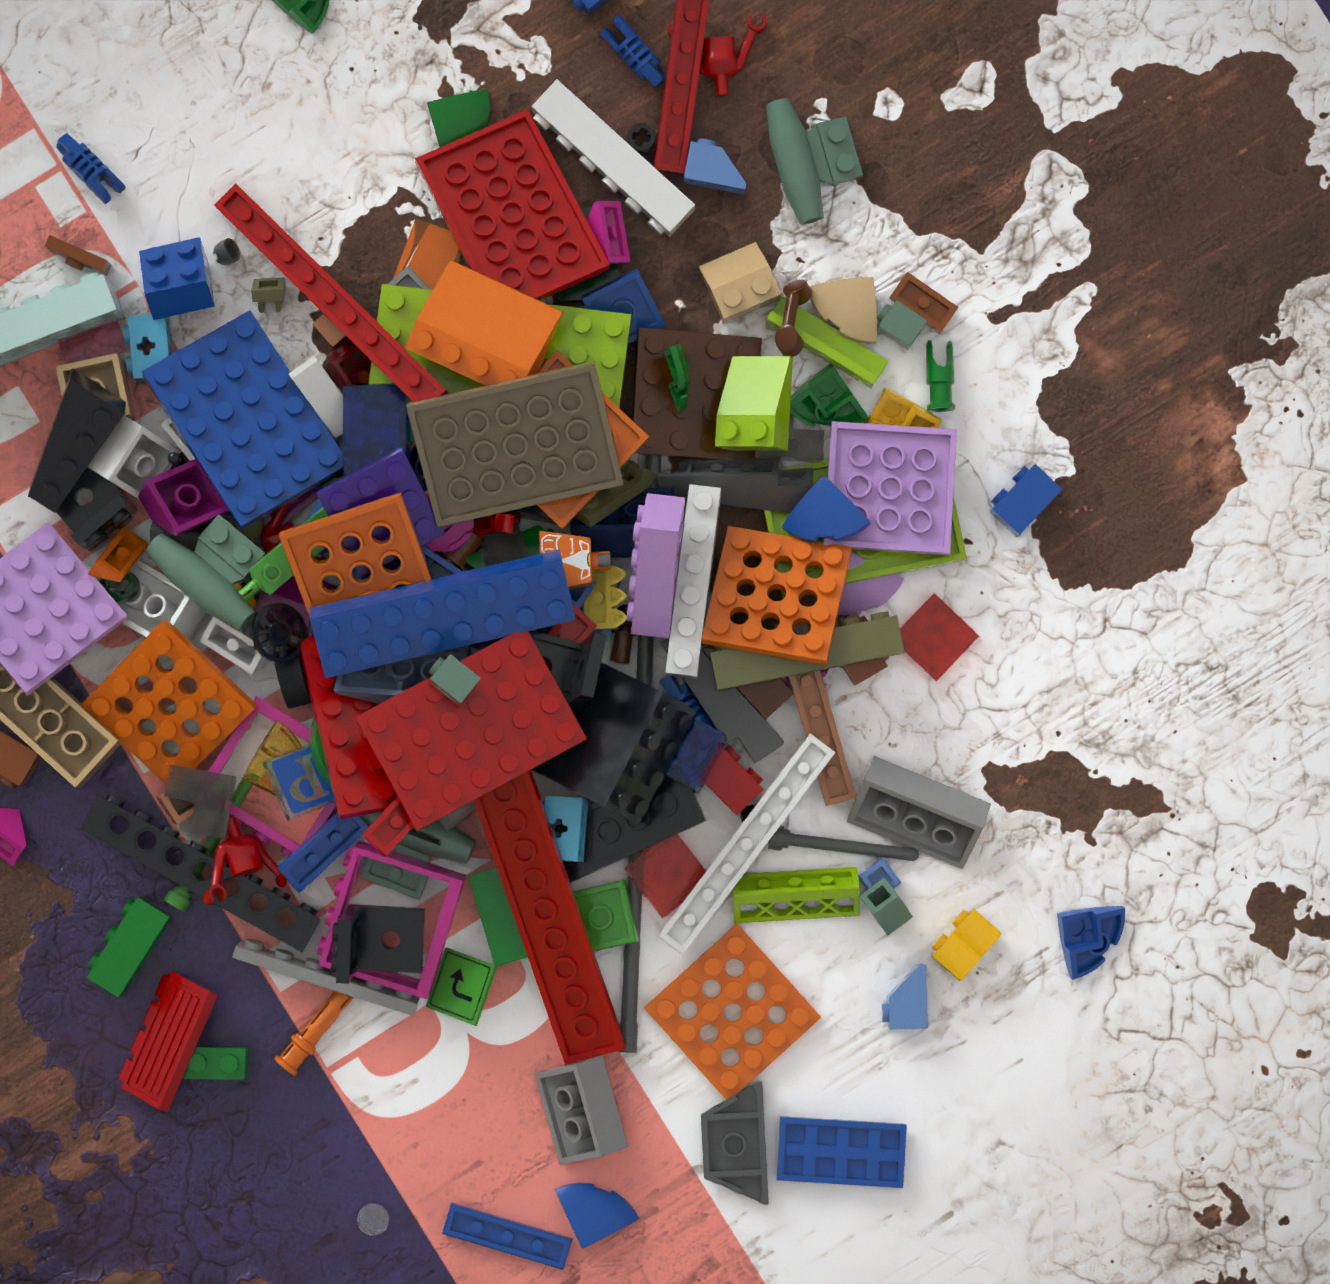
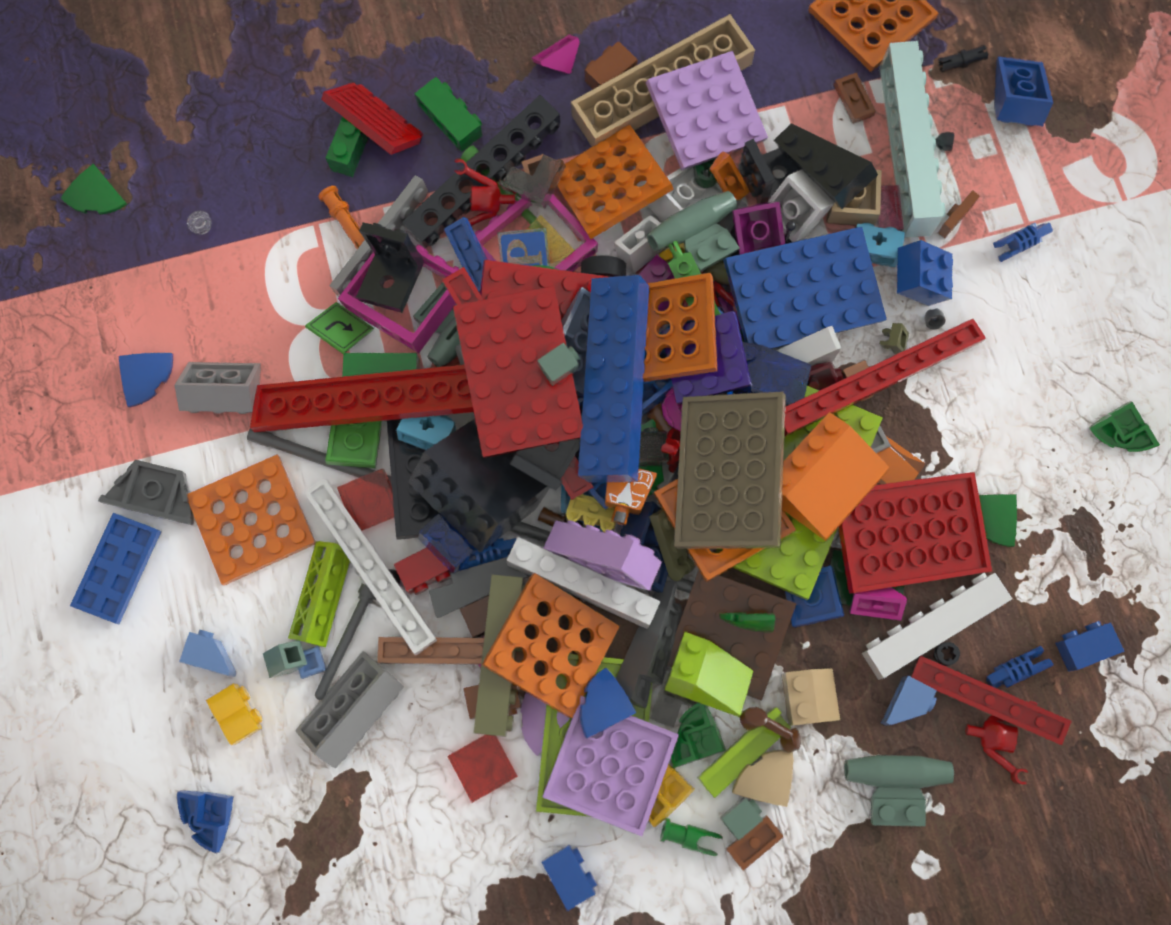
camera: 110 degrees right, 10 degrees down
(278, 632) = (638, 261): black wheel -> none
(507, 1236) = (152, 310): blue tile -> none

